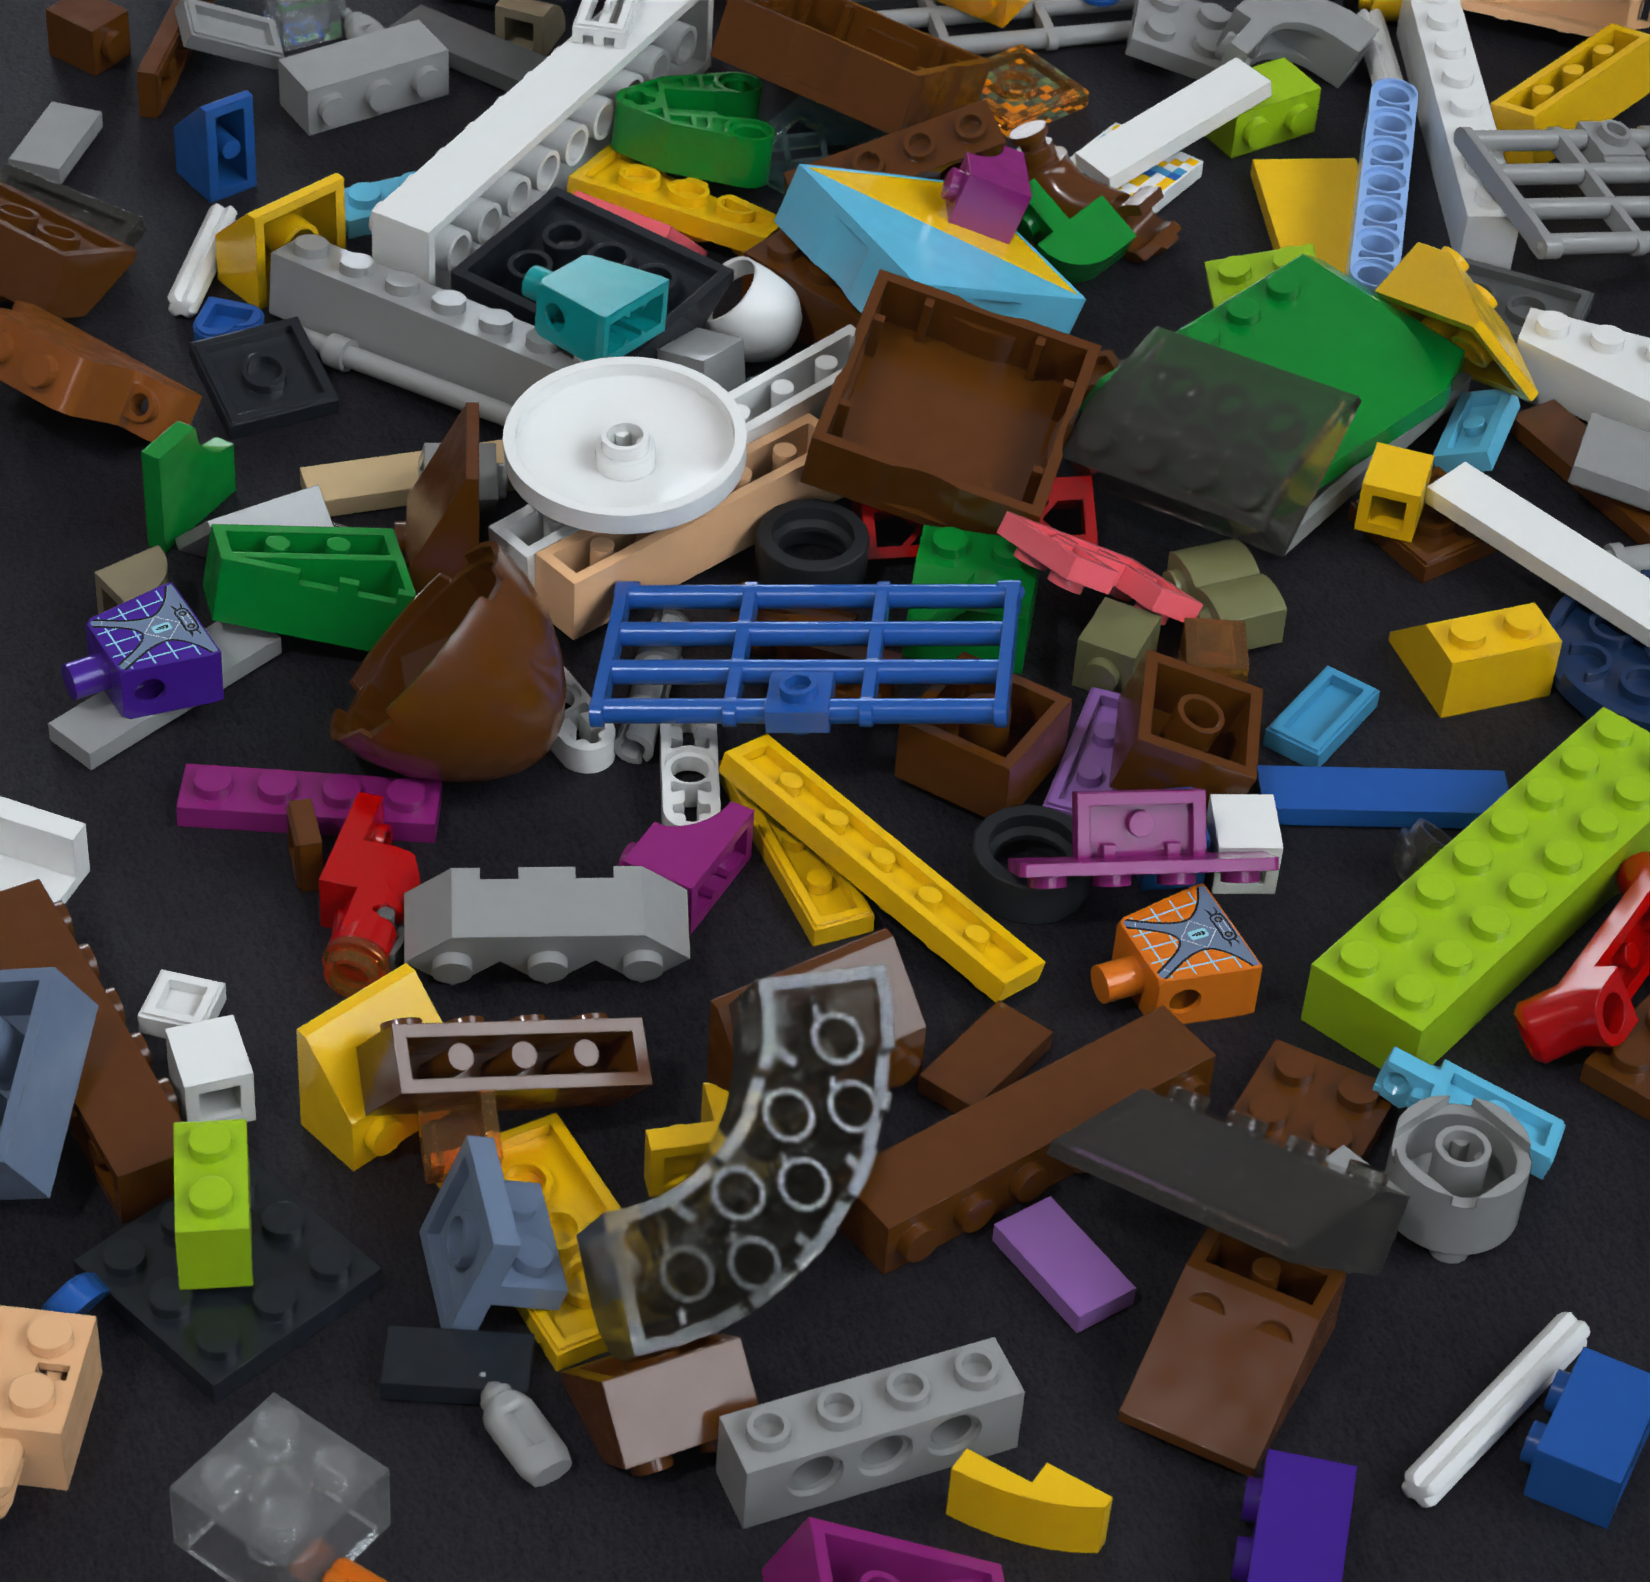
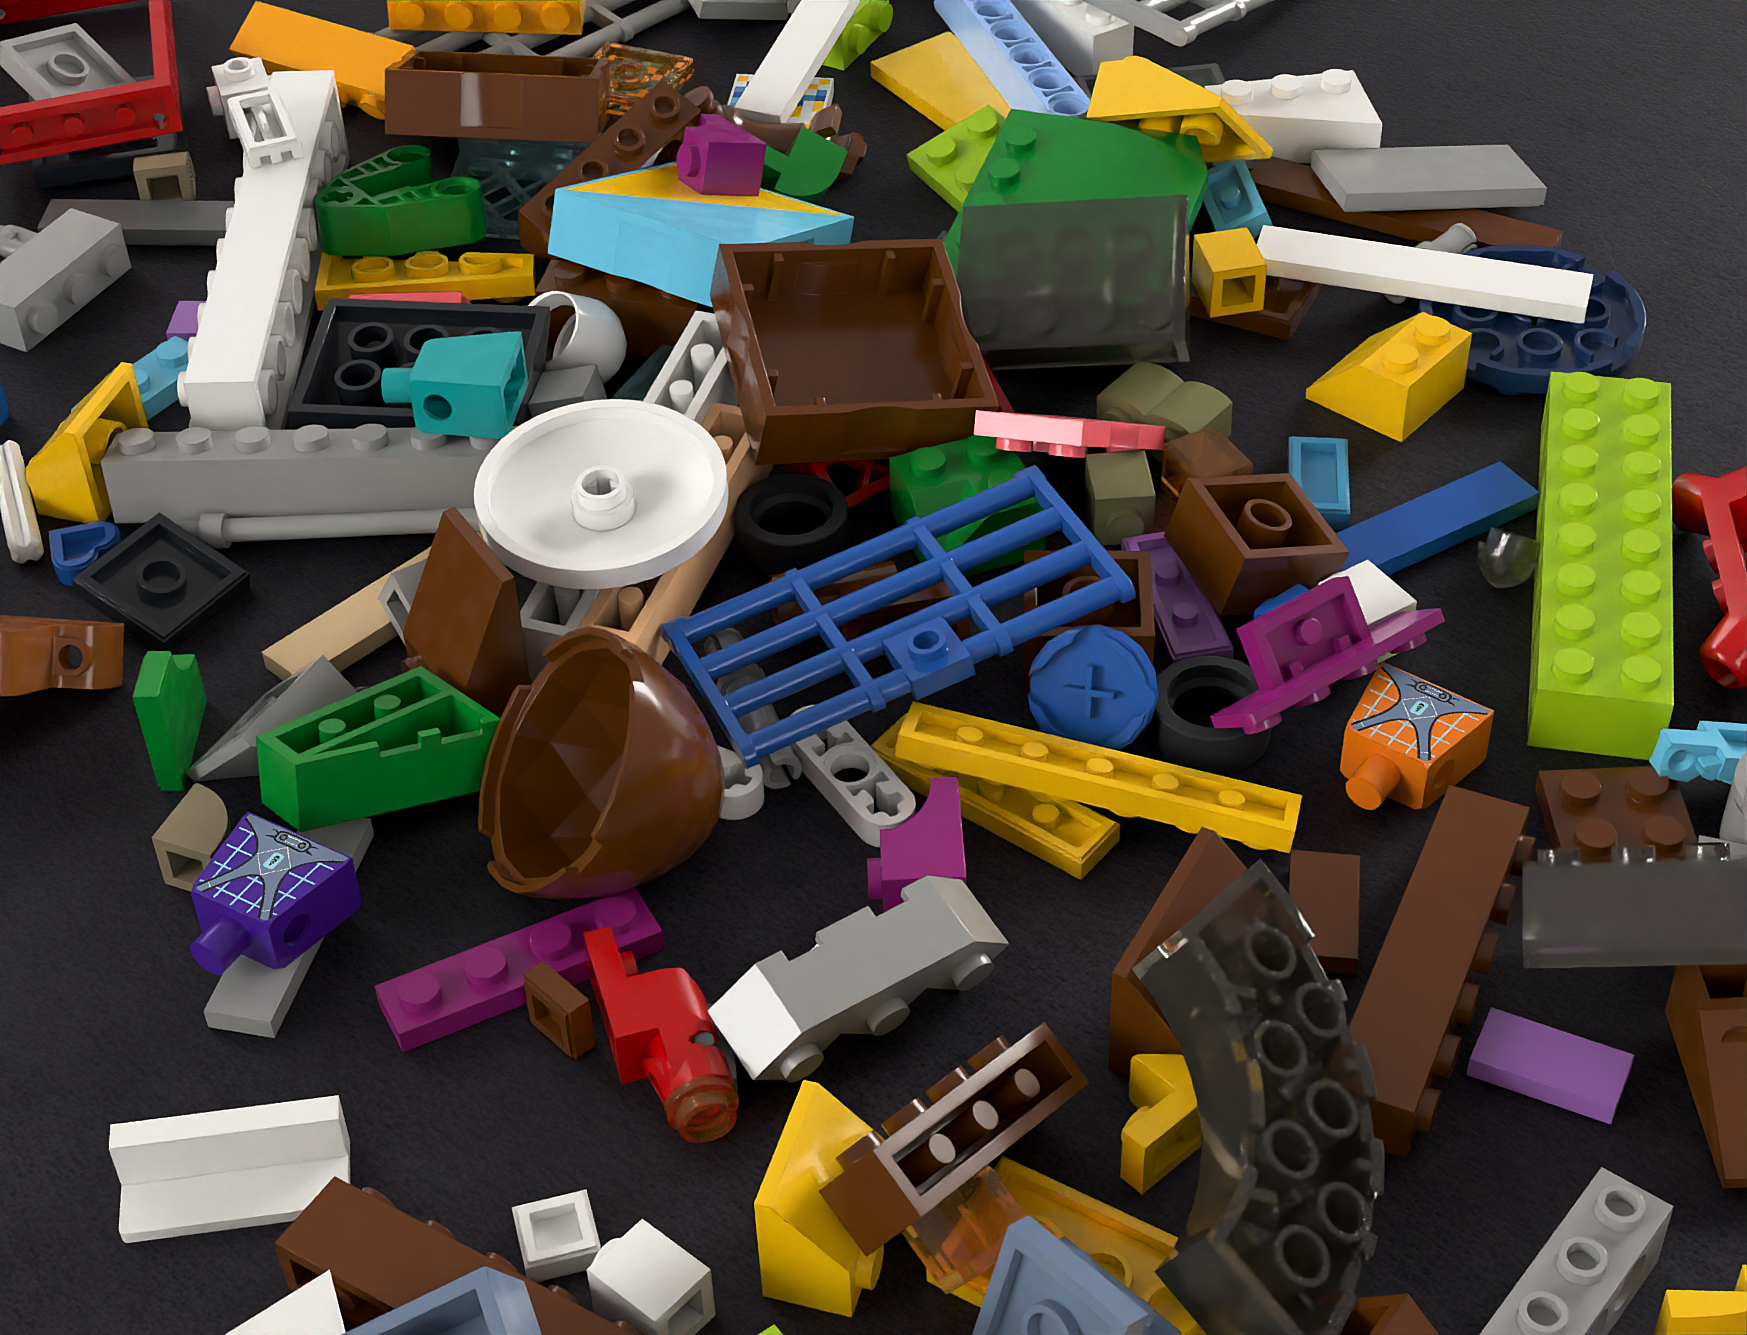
camera: 25 degrees left, 0 degrees up
(931, 793) = (1093, 687): none -> blue tile

